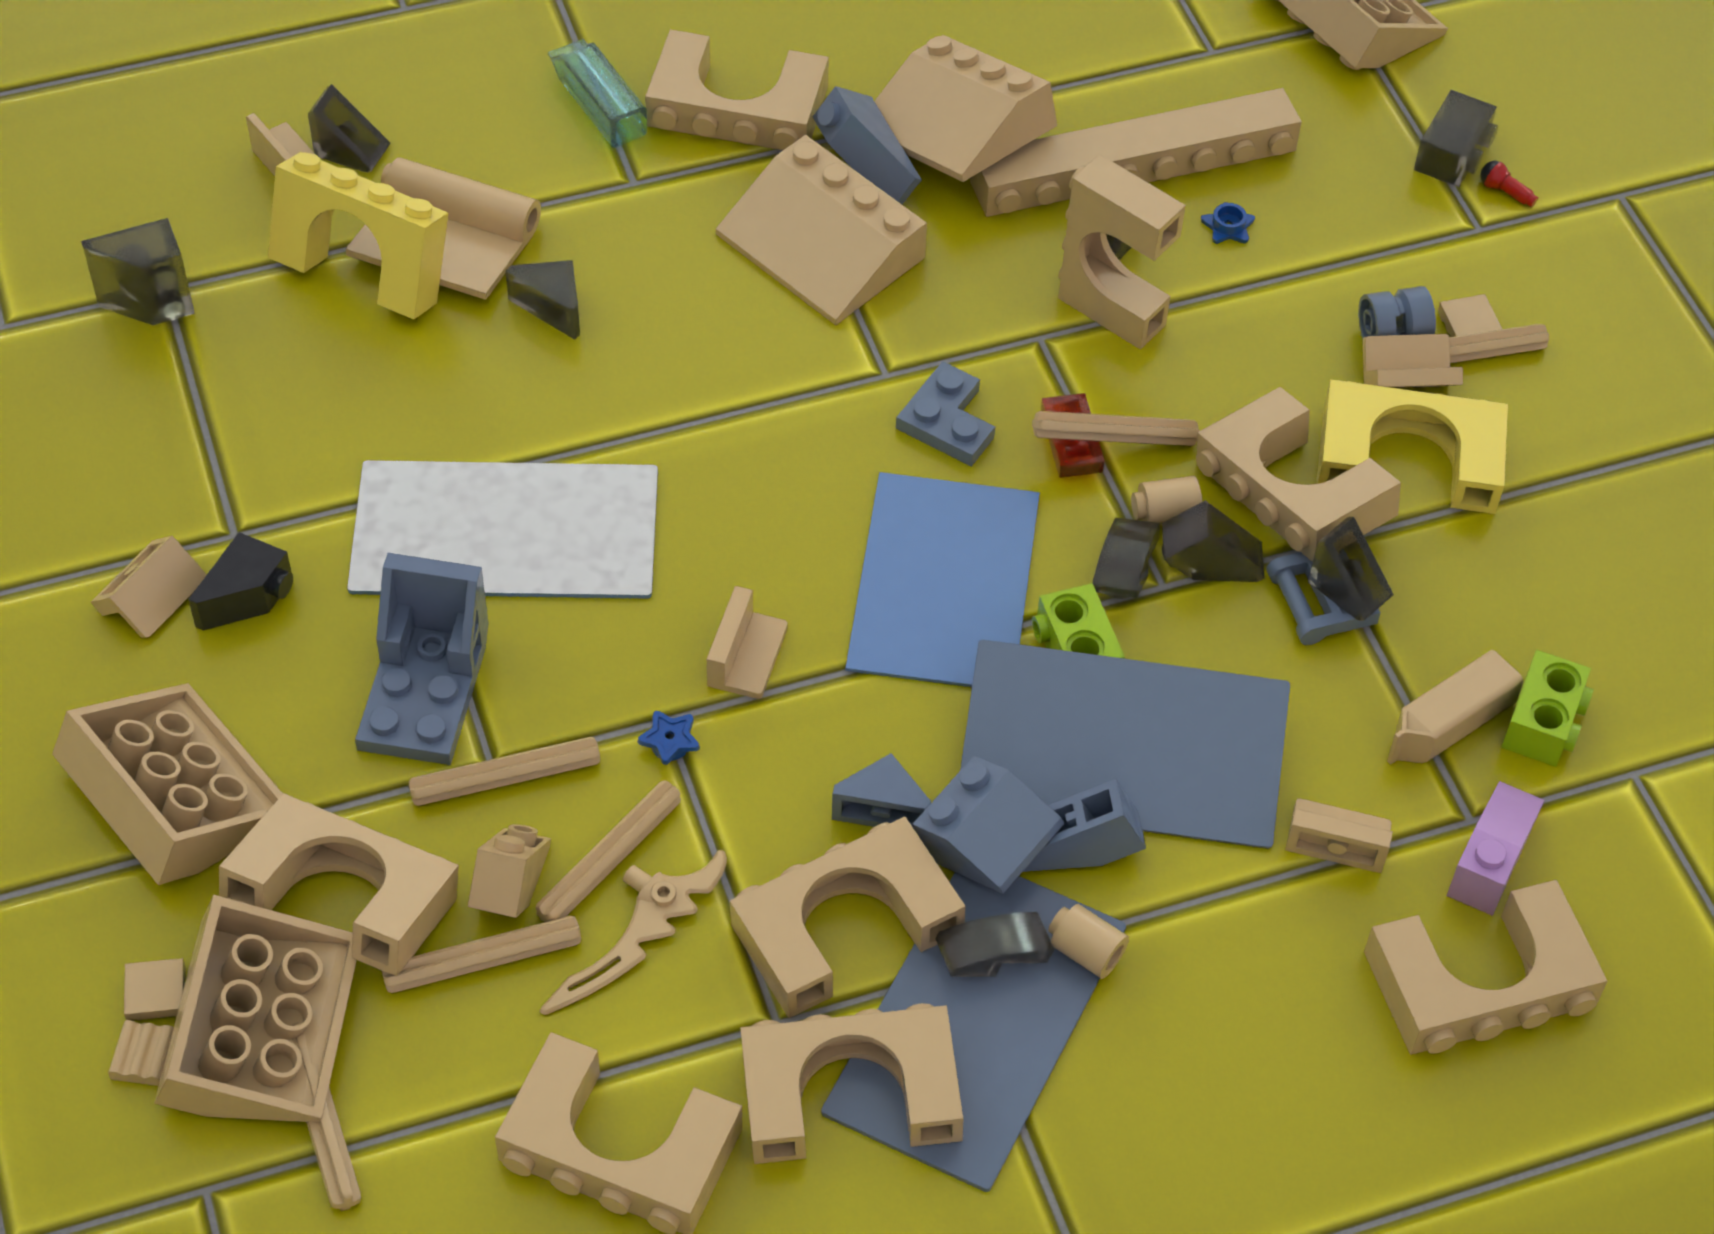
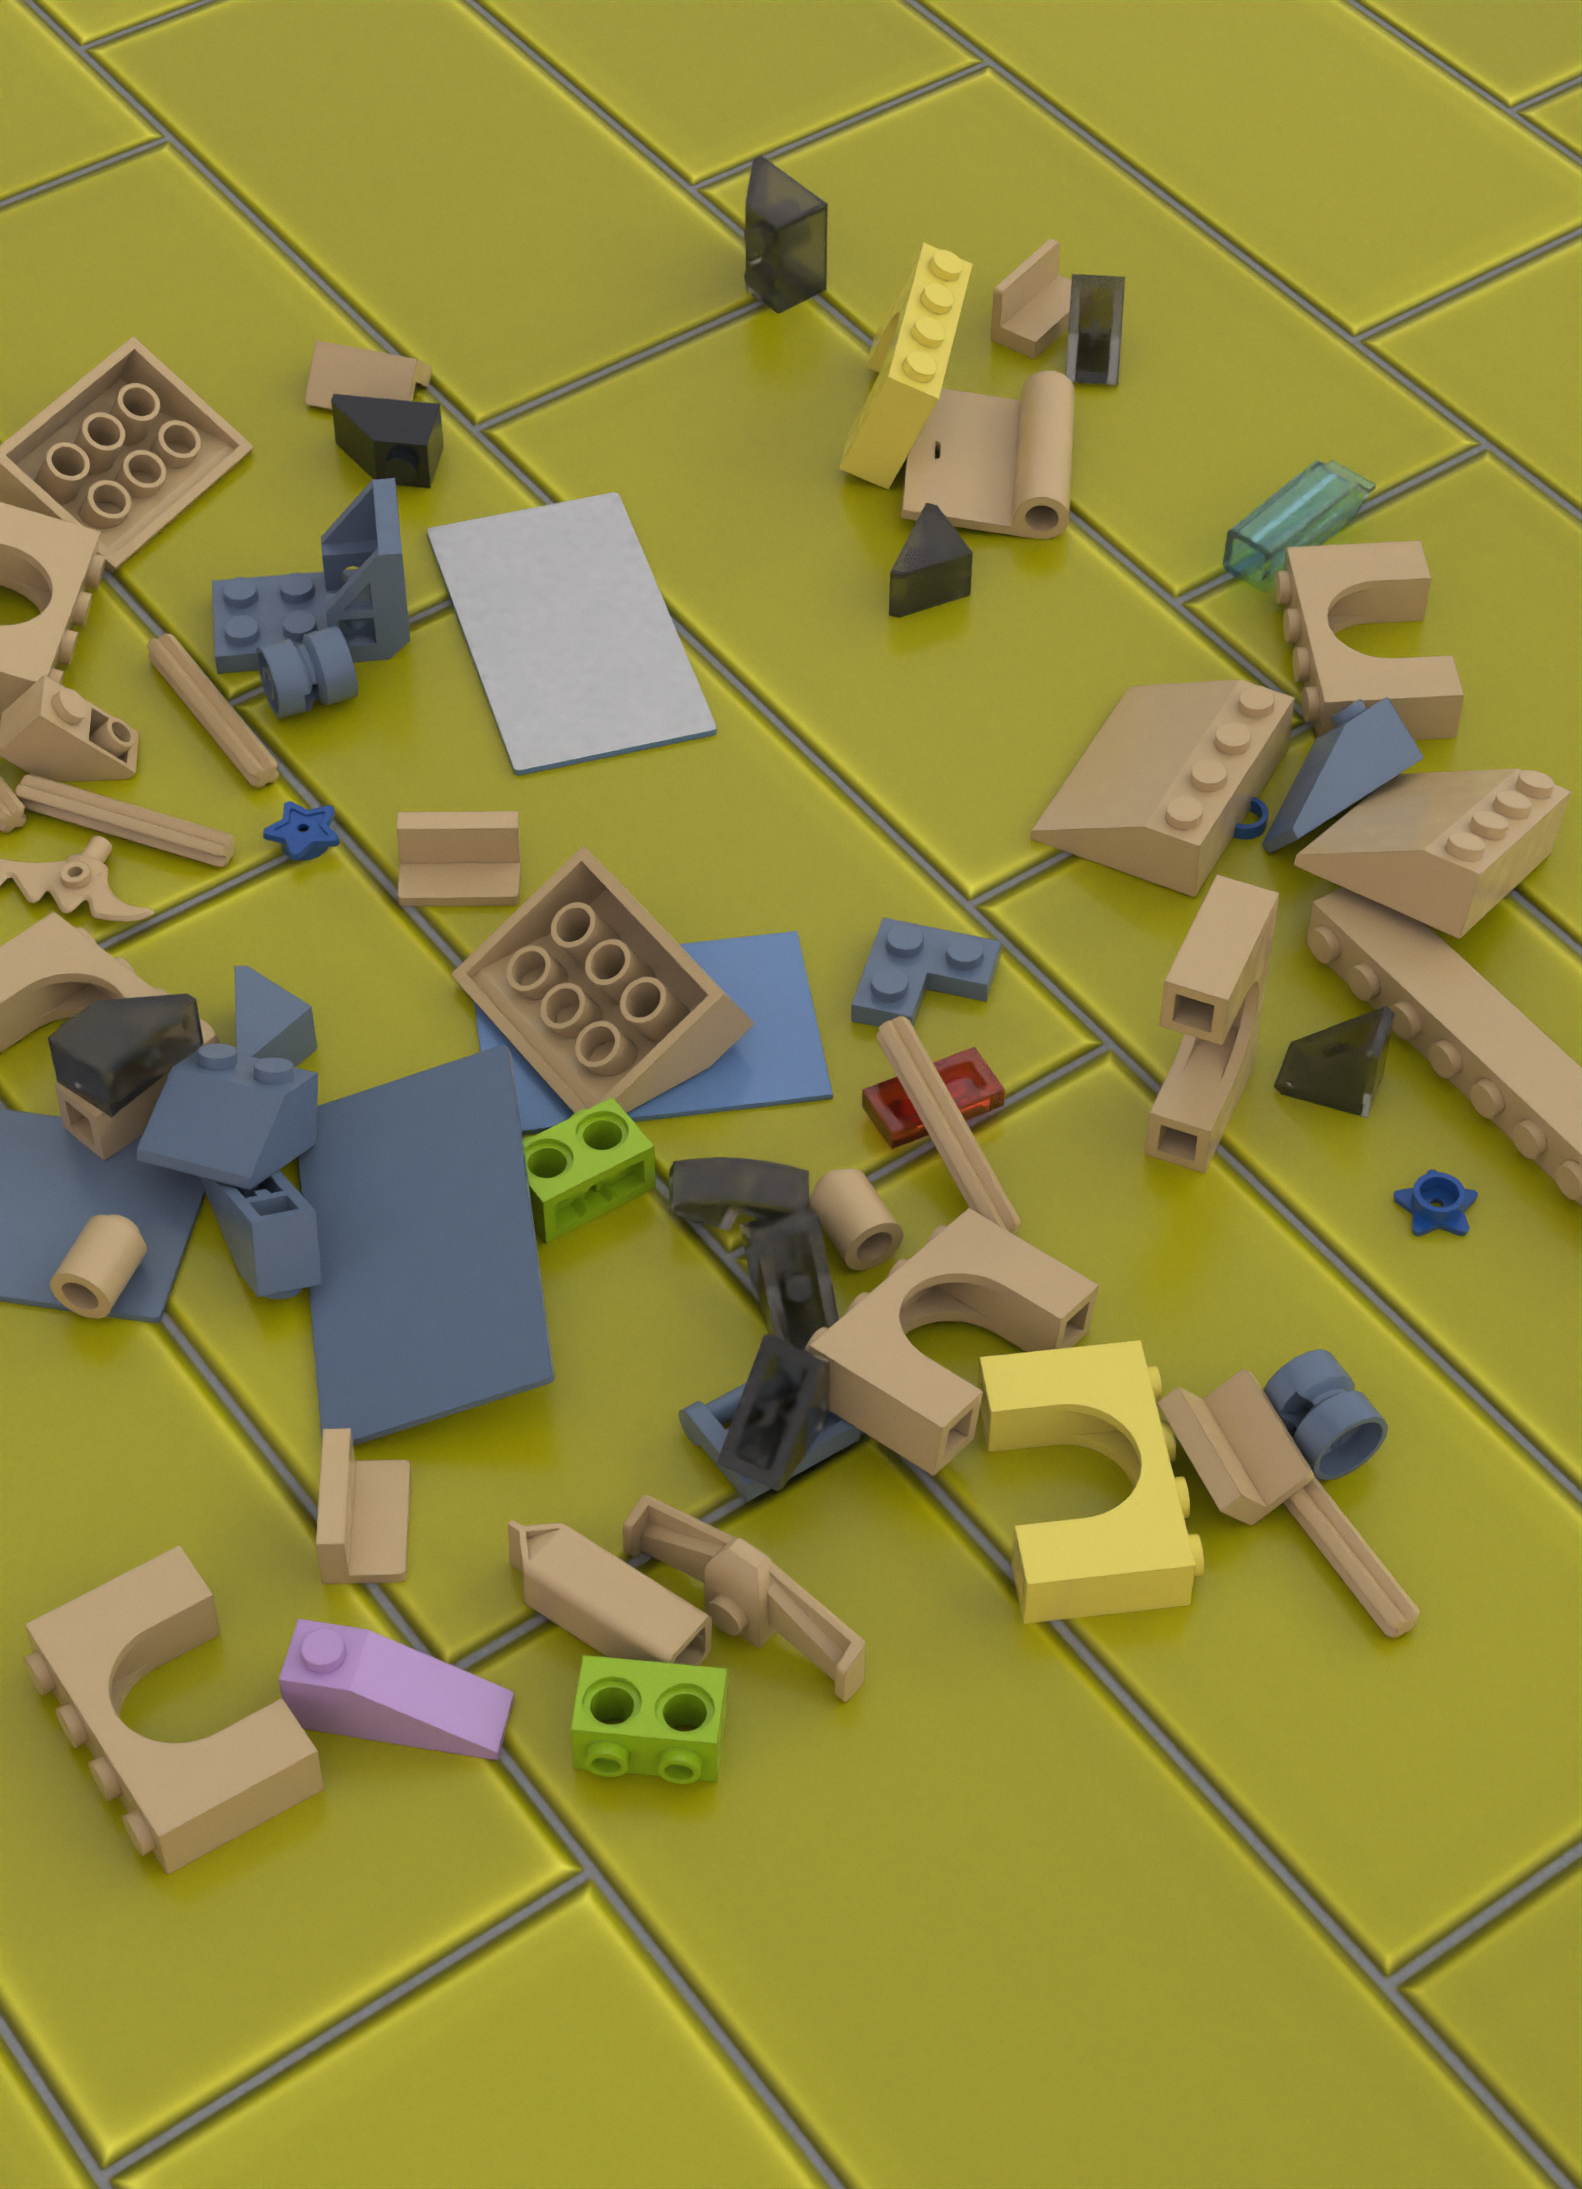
camera: 75 degrees right, 5 degrees down
(507, 692) = (307, 672): none -> sand blue wheel
(921, 587) = (599, 992): none -> tan slope
(925, 868) = (124, 1047): none -> clear smoke slope
(986, 943) = (71, 1173): clear smoke slope -> none
(1462, 633) = (747, 1590): none -> tan plate
(1468, 316) = (1396, 1523): tan piece -> none

